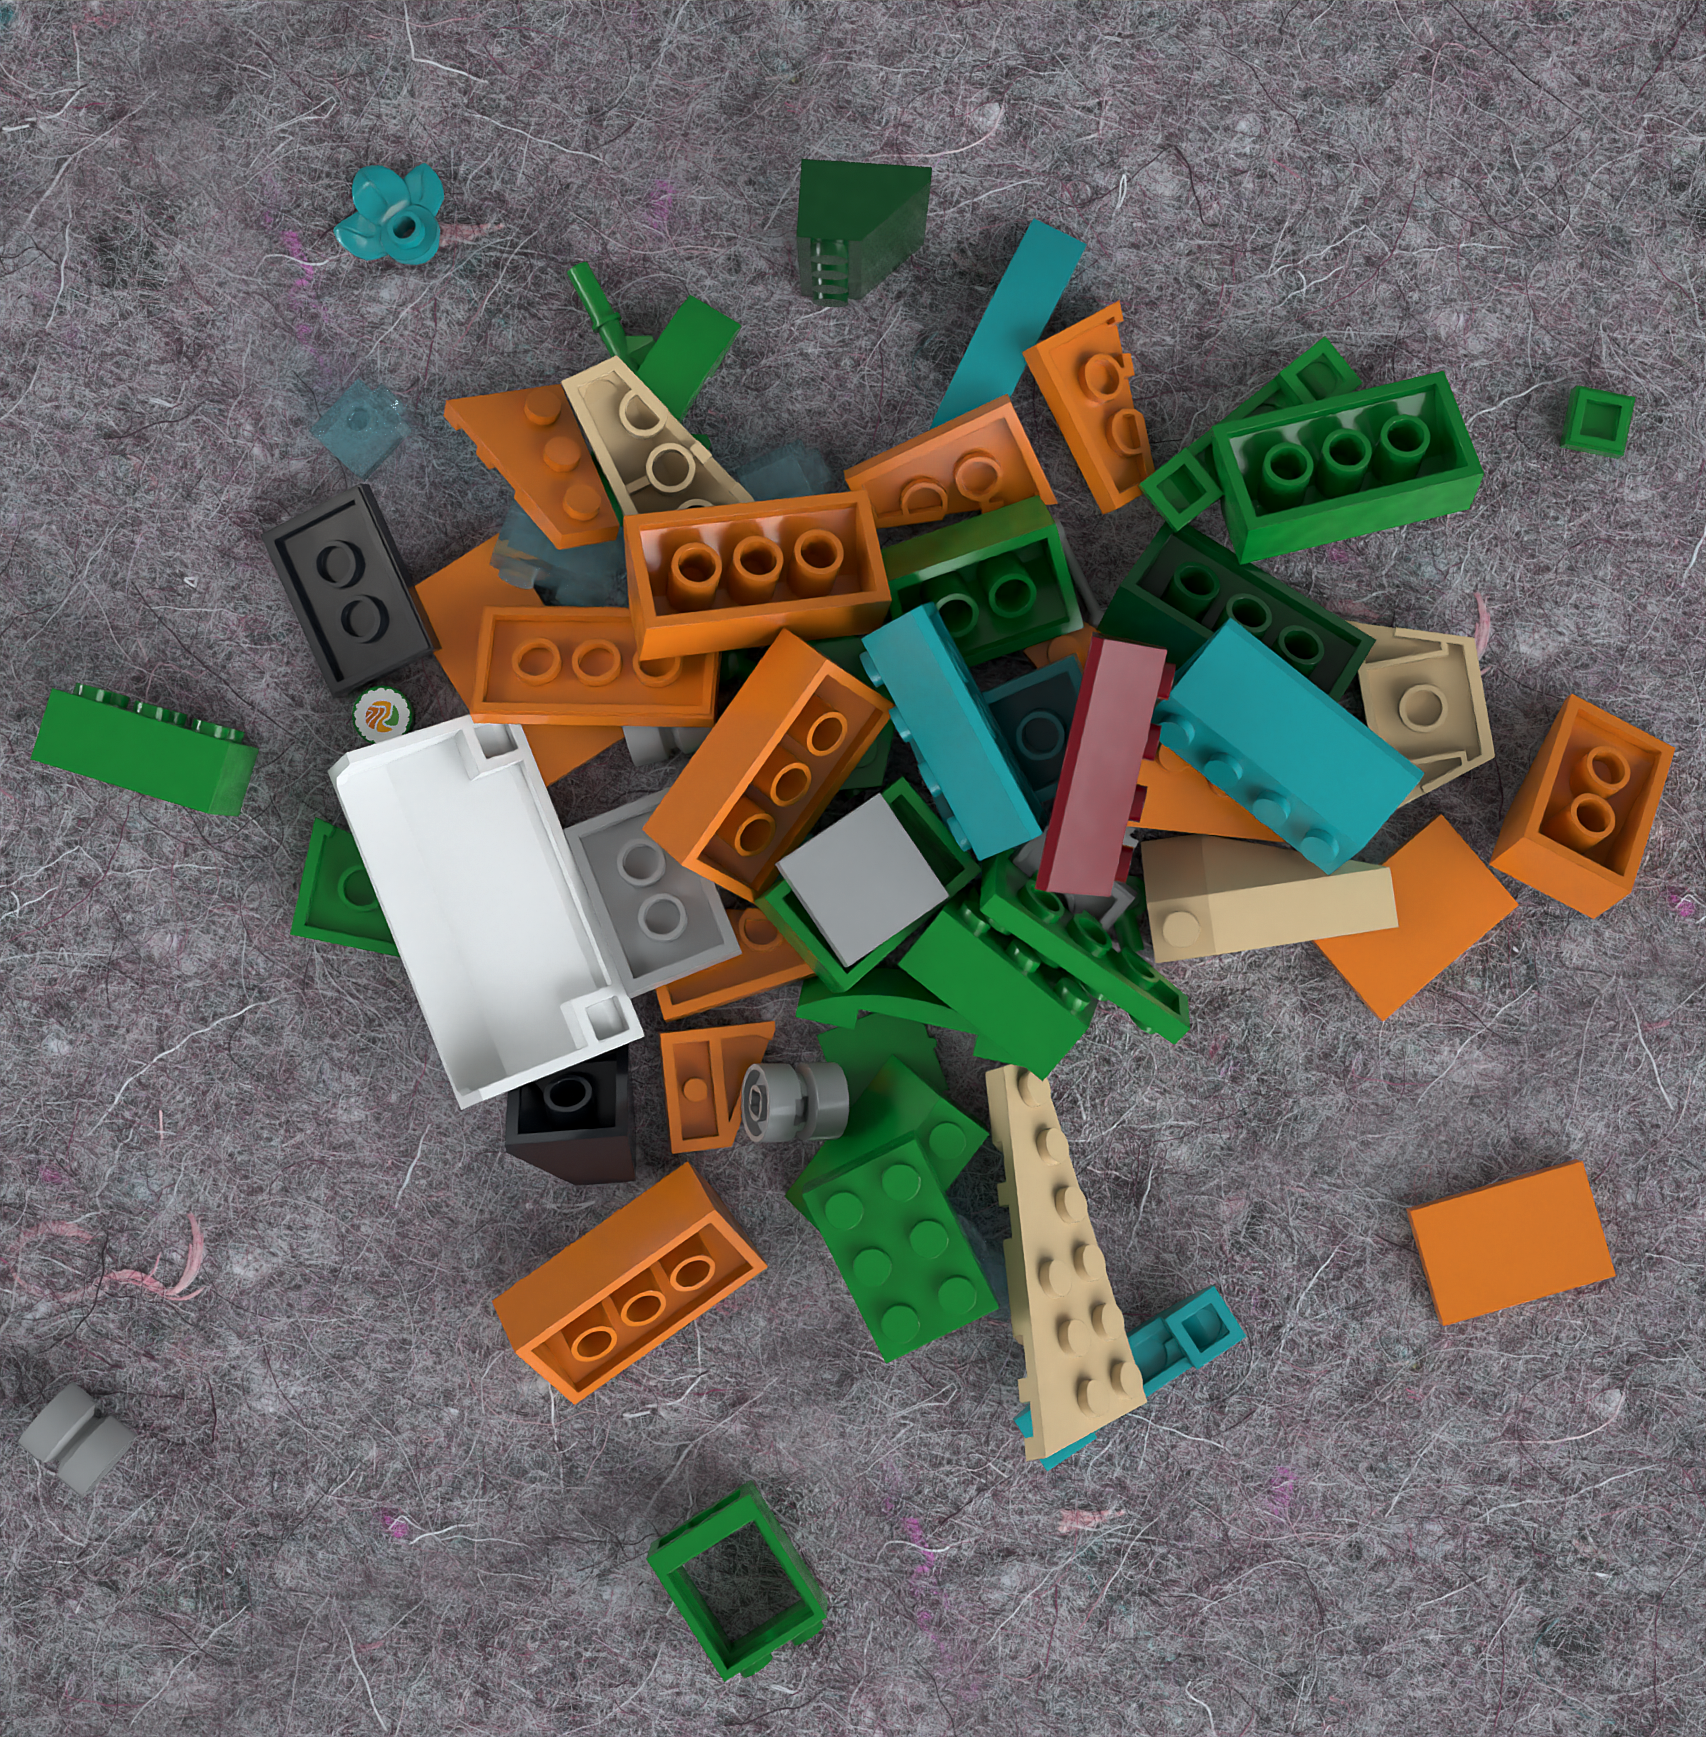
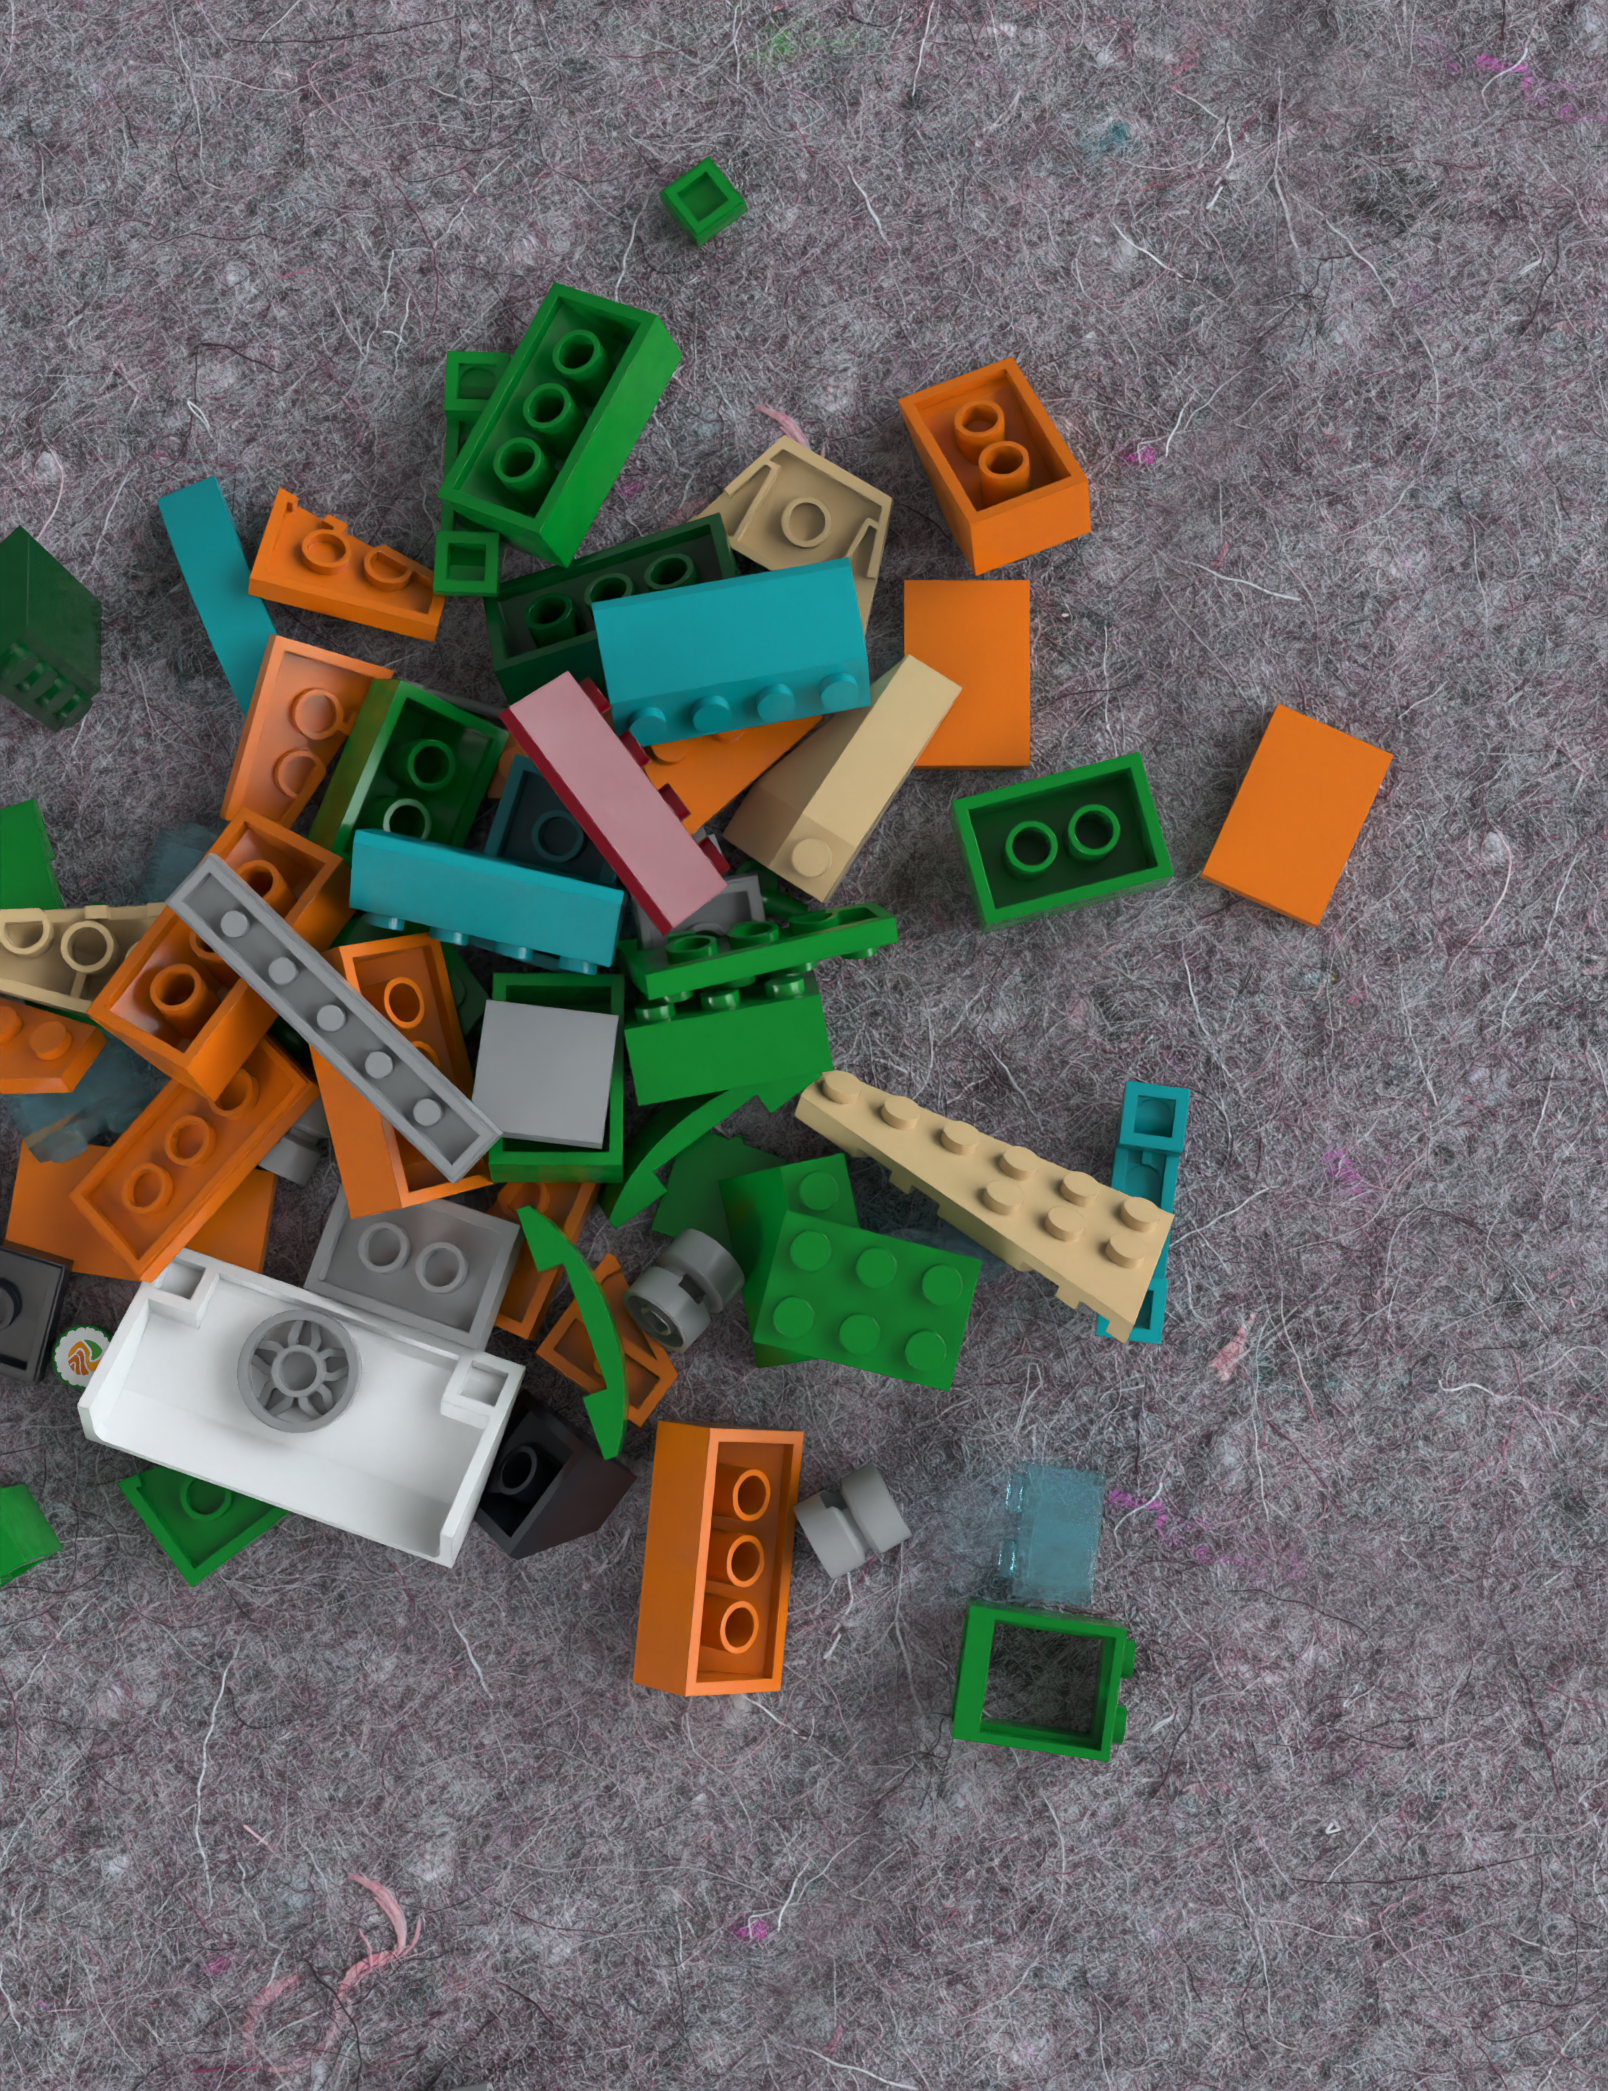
camera: 45 degrees left, 5 degrees down
(503, 880) = (299, 1371): none -> light grey wheel
(670, 1119) = (610, 1406): none -> green slope
(736, 1358) = (852, 1521): none -> light grey wheel
(773, 700) = (334, 1018): none -> light grey tile
(850, 1504) = (1053, 1532): none -> clear light blue brick
(1345, 1094) = (1060, 843): none -> green brick

